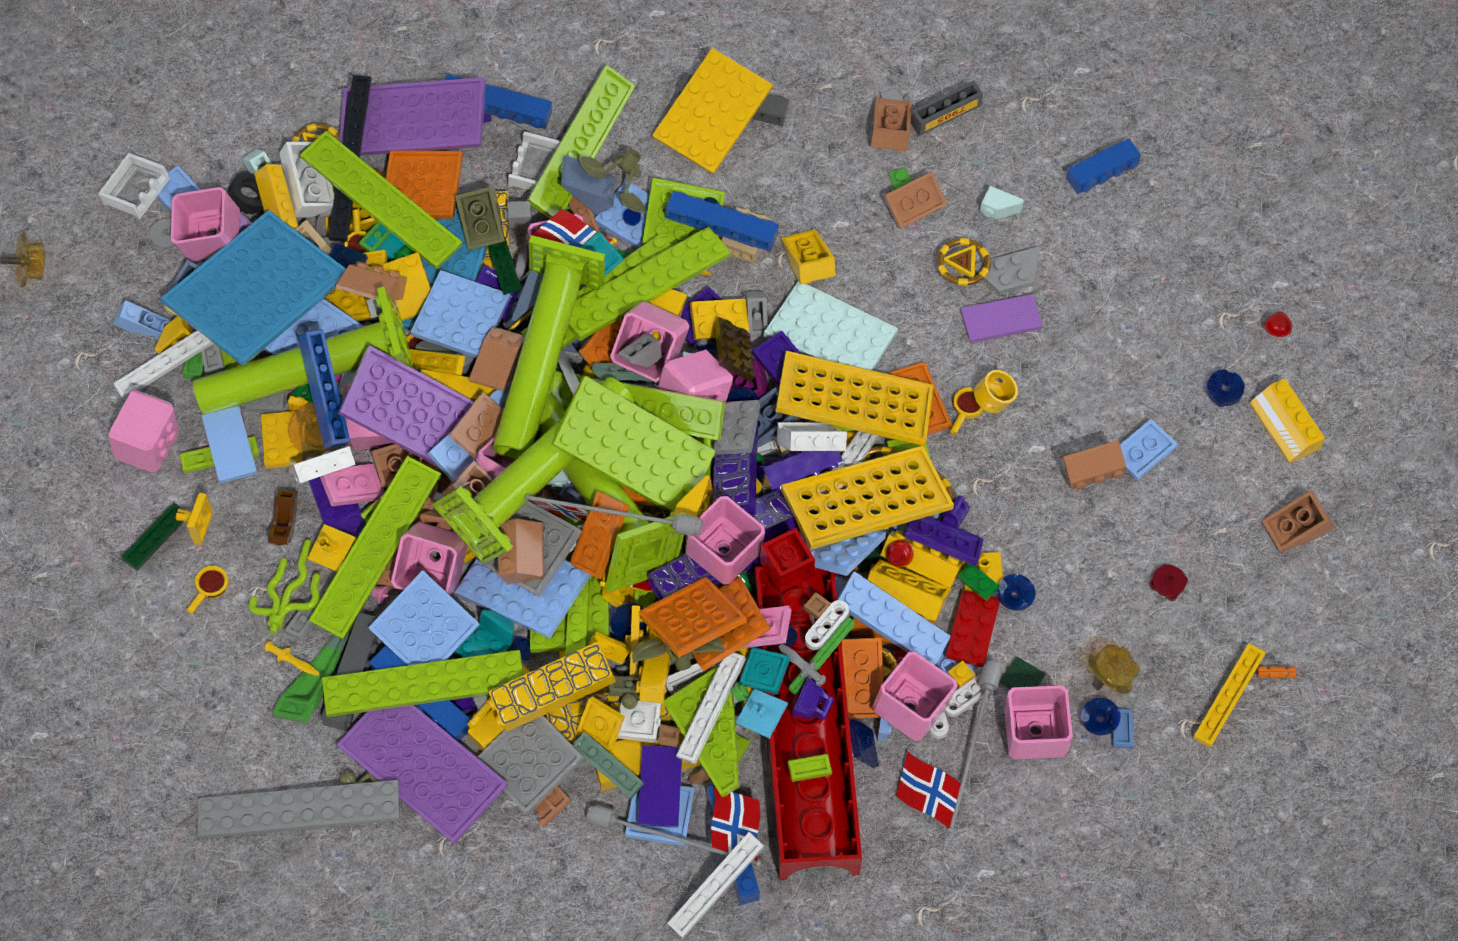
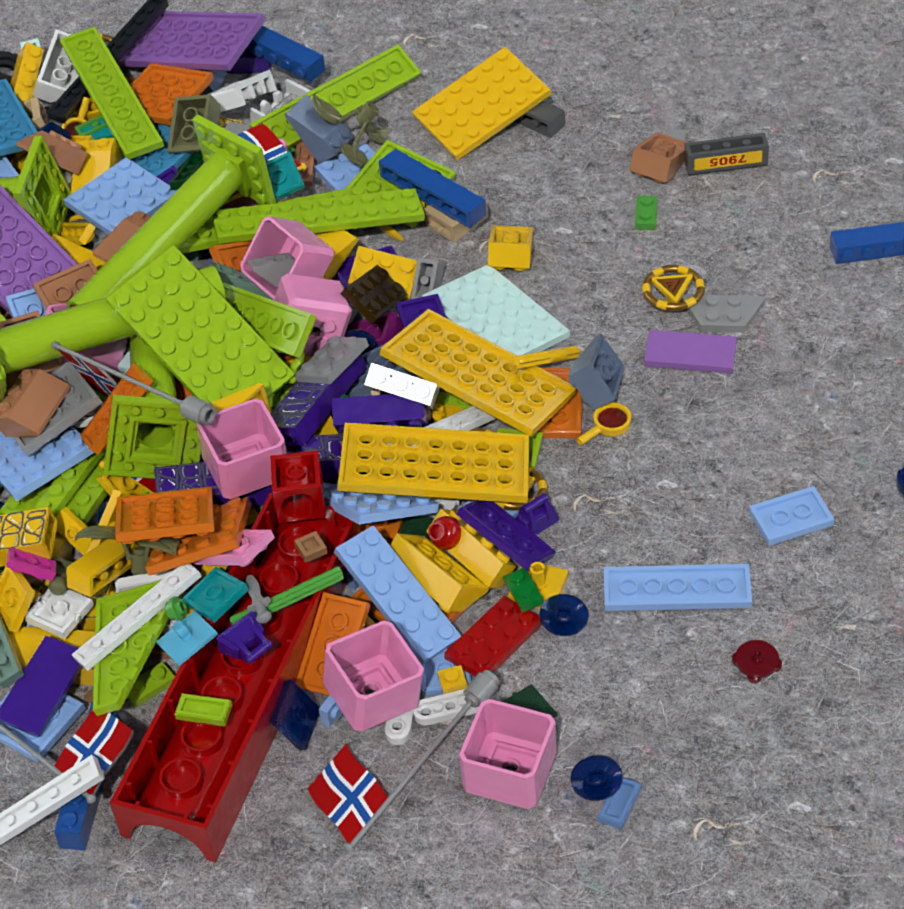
camera: 30 degrees right, 15 degrees down
(491, 163) = (237, 92): none -> white window
(607, 693) = (32, 564): none -> dark pink plate
(631, 217) = (349, 170): clear blue piece -> none
(668, 735) = (78, 634): medium nougat plate -> none
(791, 637) = (262, 568): clear blue piece -> none
(829, 618) = (316, 563): white plate -> none
(897, 364) = (546, 357): none -> yellow axle
(915, 200) = (650, 222): nougat plate -> none
(945, 368) = (597, 373): none -> sand blue slope
(1000, 204) = (742, 249): light aqua slope -> none
(1004, 392) = (640, 401): yellow piece -> none
(1086, 540) = (677, 587): none -> light blue plate
(1095, 465) = (720, 508): nougat slope -> none
(1114, 668) = (635, 726): clear yellow piece -> none
(1229, 695) = (772, 806): yellow plate -> none
(1276, 672) = (848, 799): orange axle -> none

